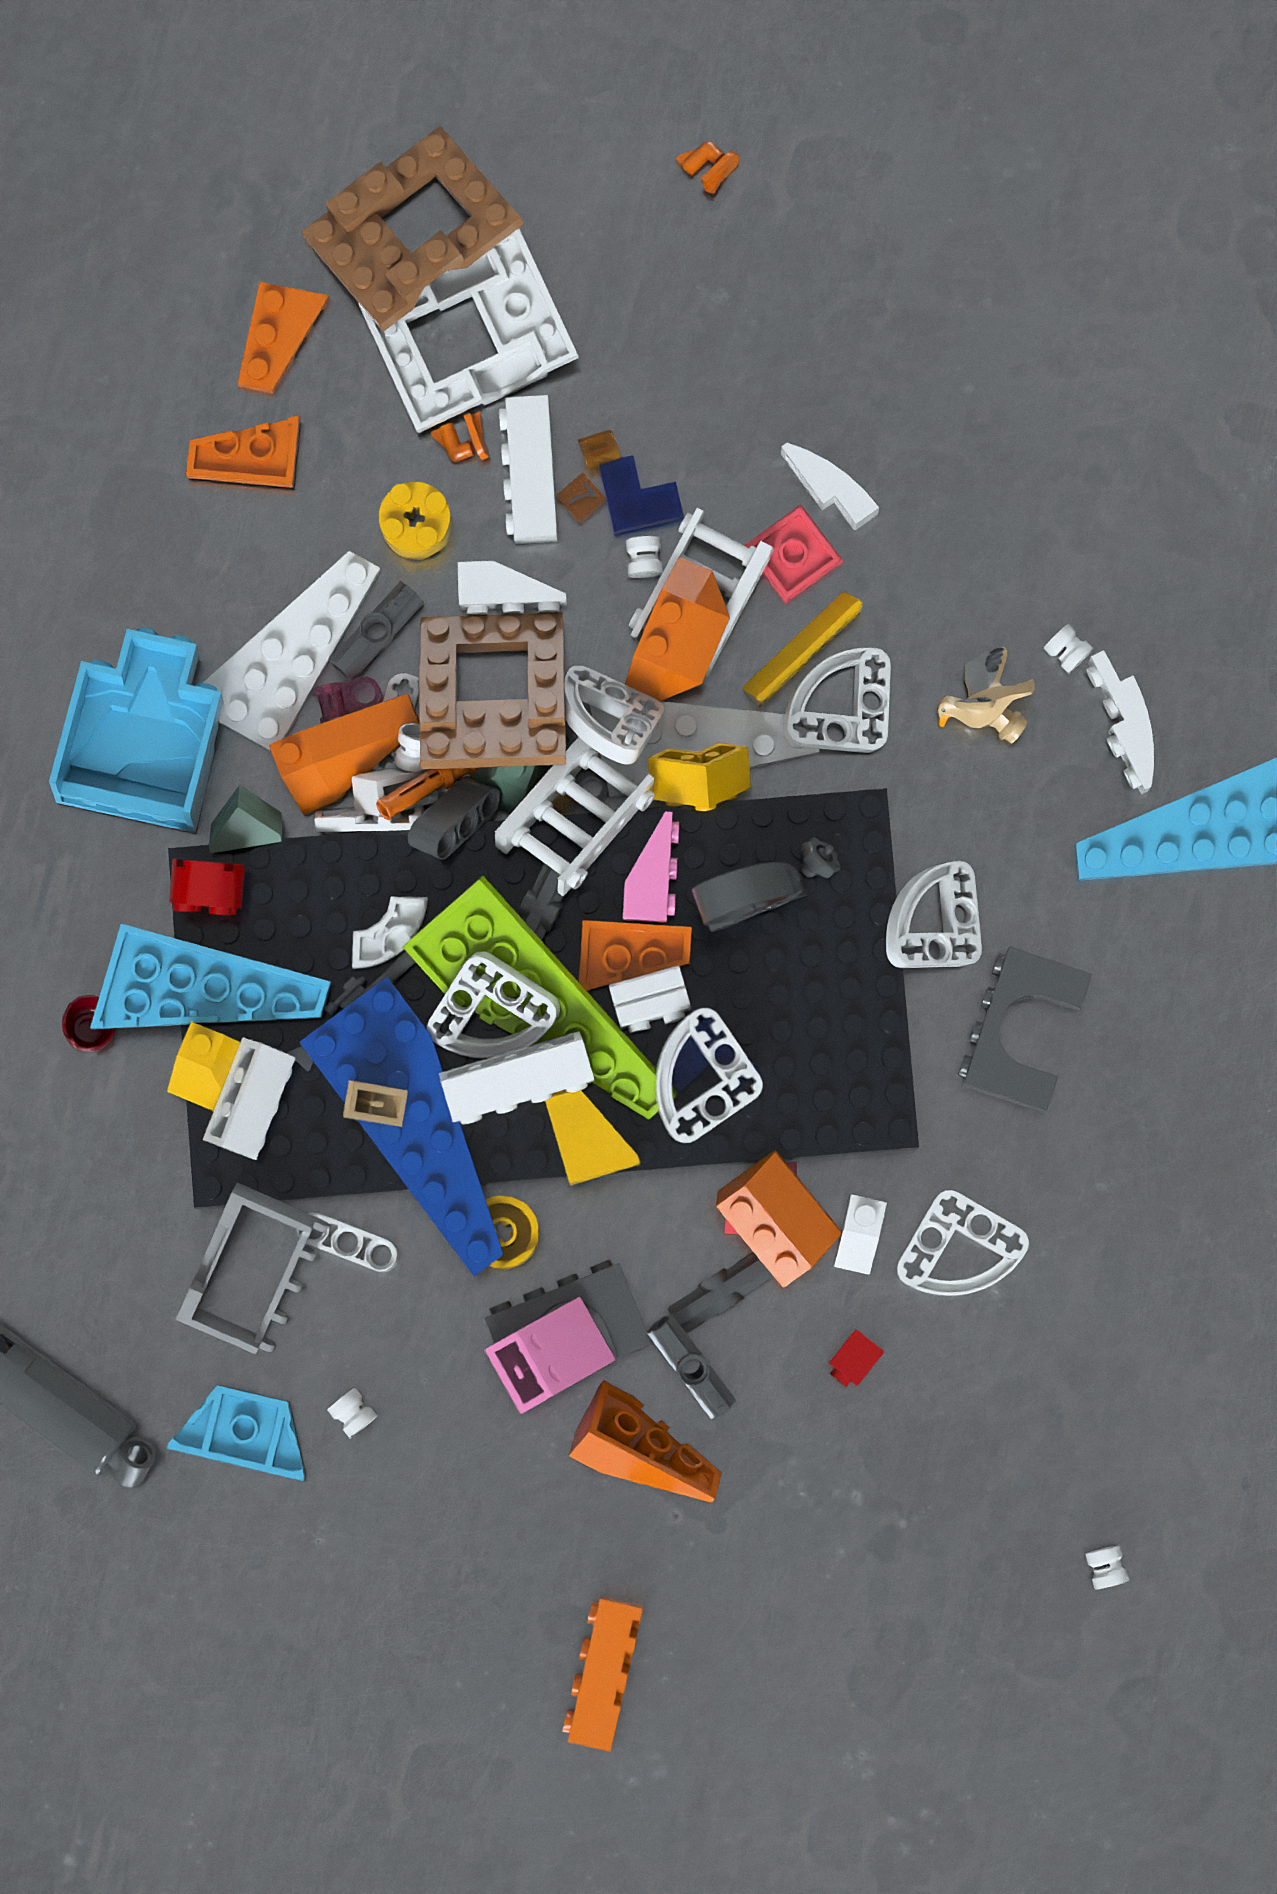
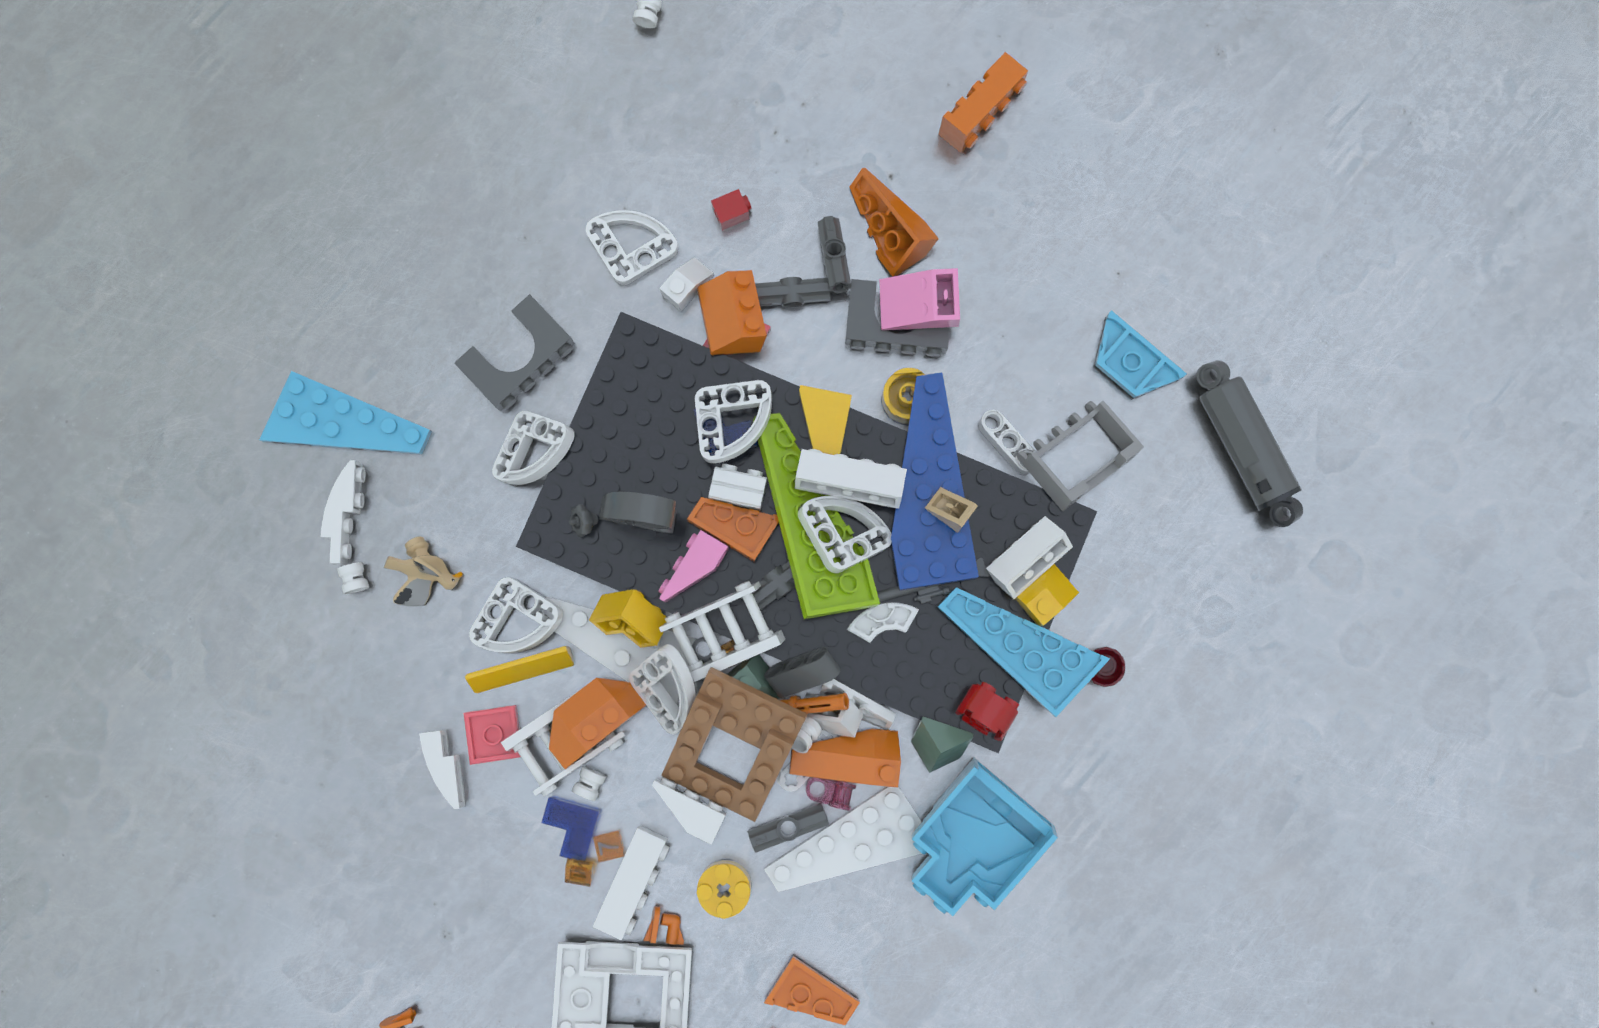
camera: 155 degrees left, 0 degrees up
(352, 1412) = (1058, 336): white wheel -> none

